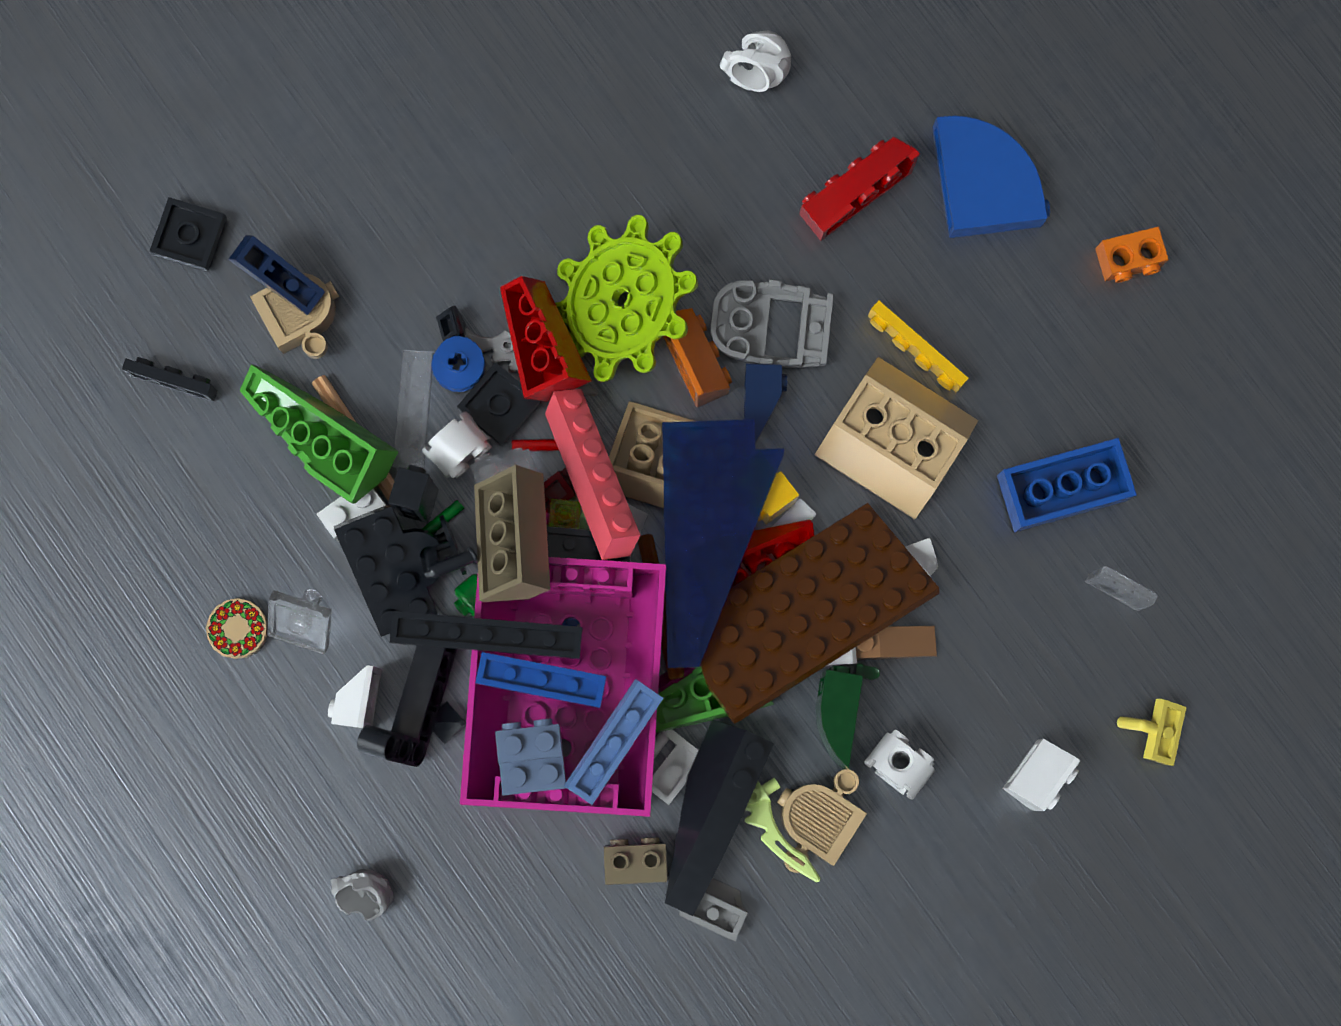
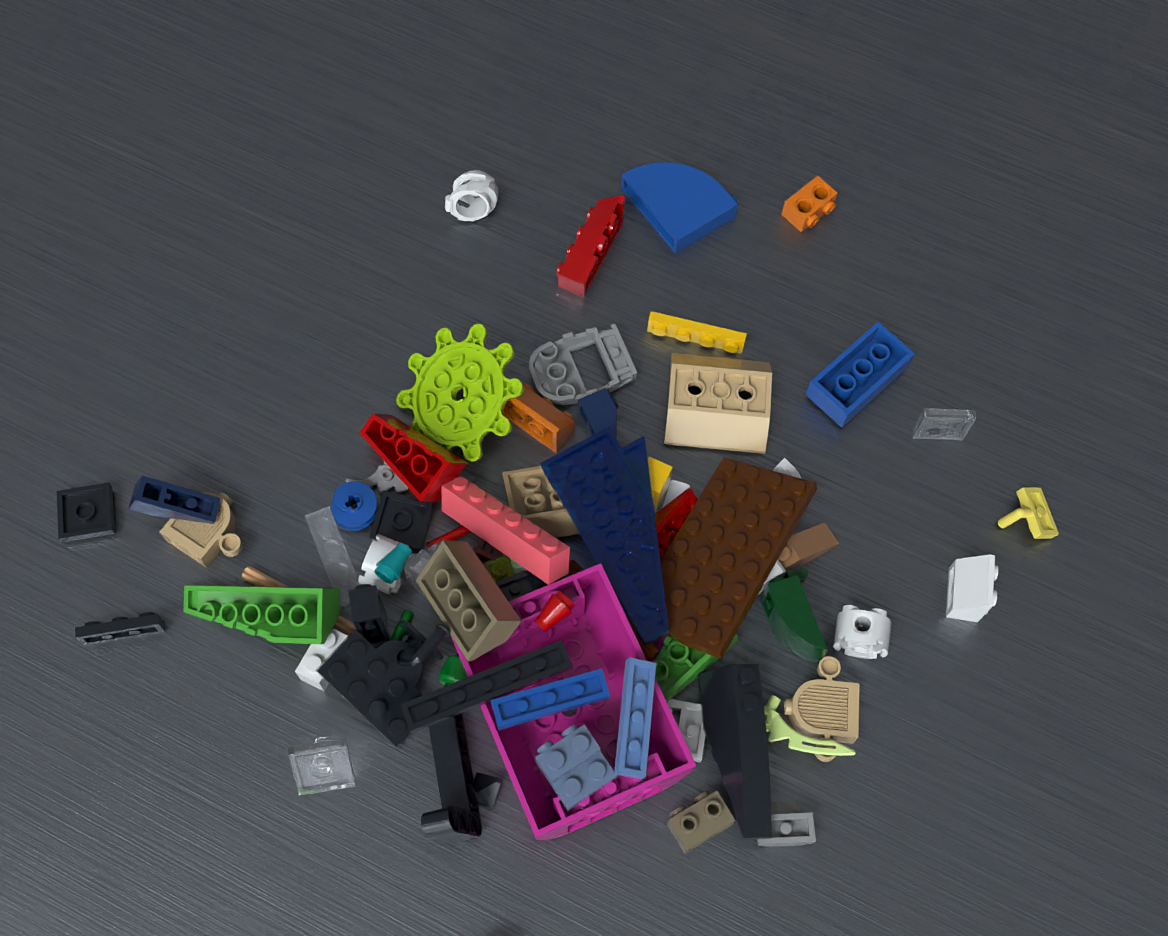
camera: 25 degrees left, 15 degrees down
(237, 628) = (270, 802): tile -> none
(357, 699) = (401, 807): white slope -> none
(450, 323) = (331, 479): black slope -> none
(461, 455) = (392, 564): none -> teal cone
(591, 593) = (554, 611): none -> red cone

